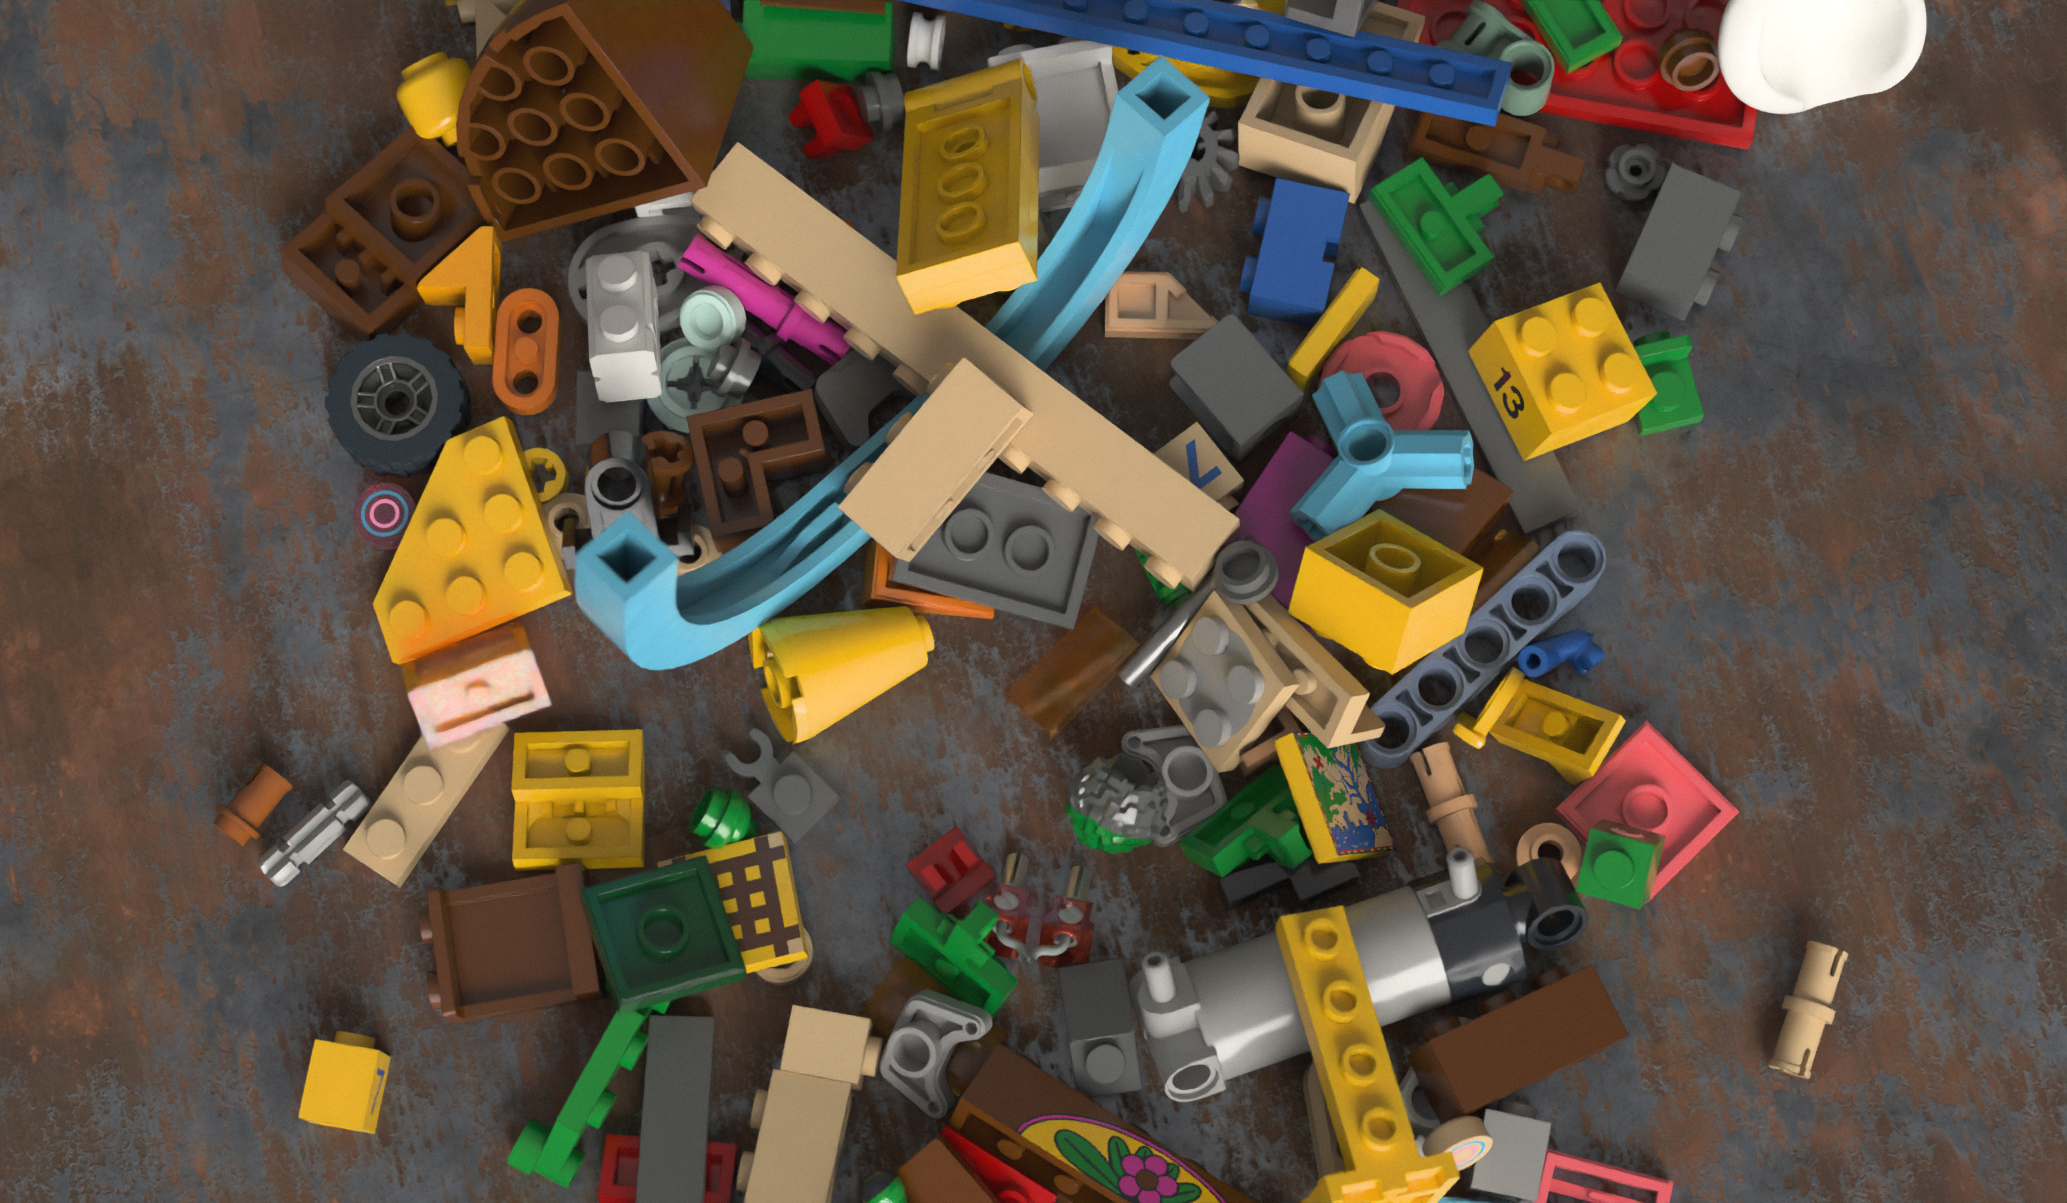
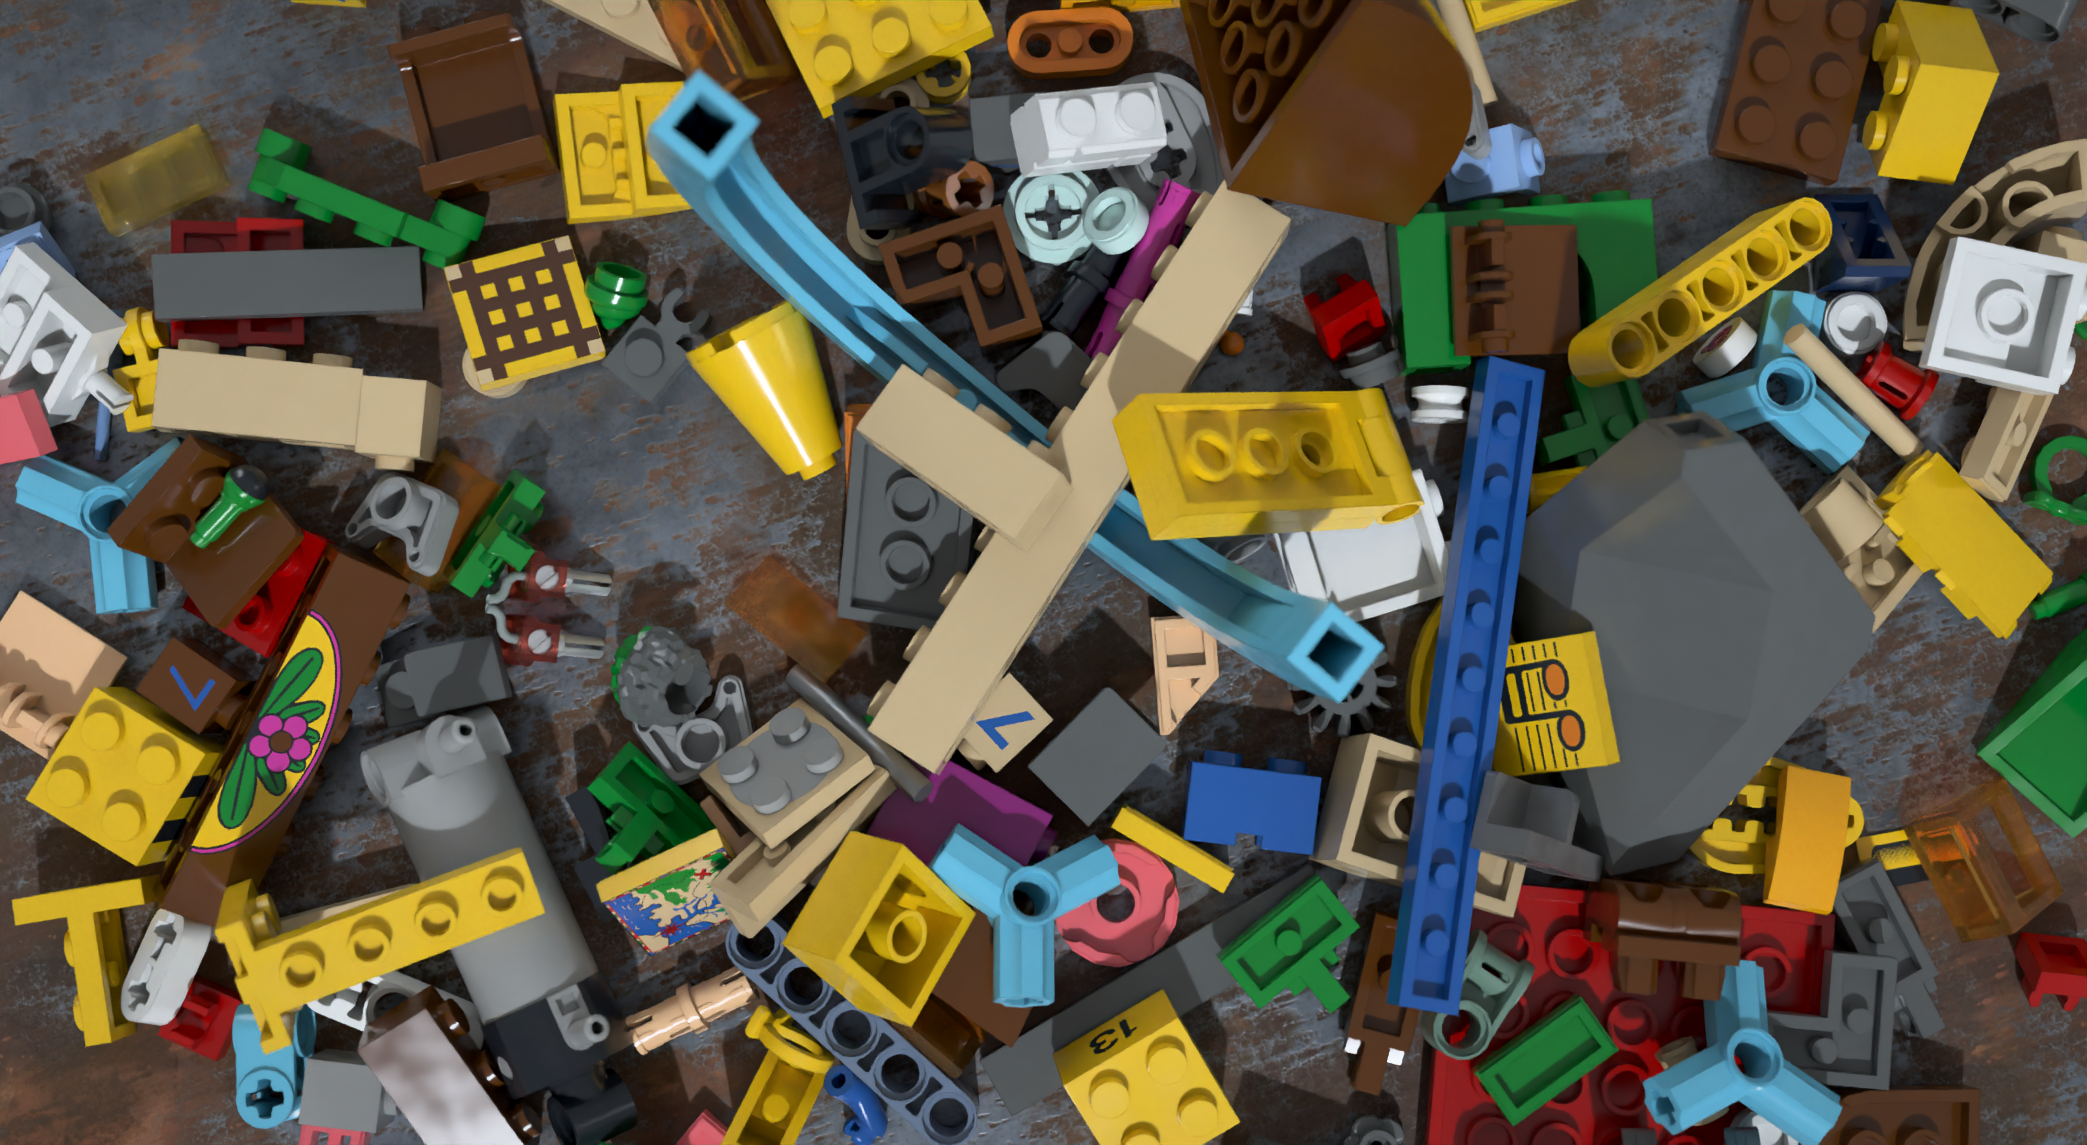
camera: 80 degrees right, 10 degrees up
(662, 934) = (480, 245): dark green tile -> none
(733, 368) = (1062, 247): dark grey plate -> none
(951, 871) = (587, 521): red tile -> none
(1245, 572) = (884, 785): dark grey plate -> none
(1463, 1136) = (337, 1042): tan tile -> none
(1550, 834) = (672, 1097): light nougat plate -> none

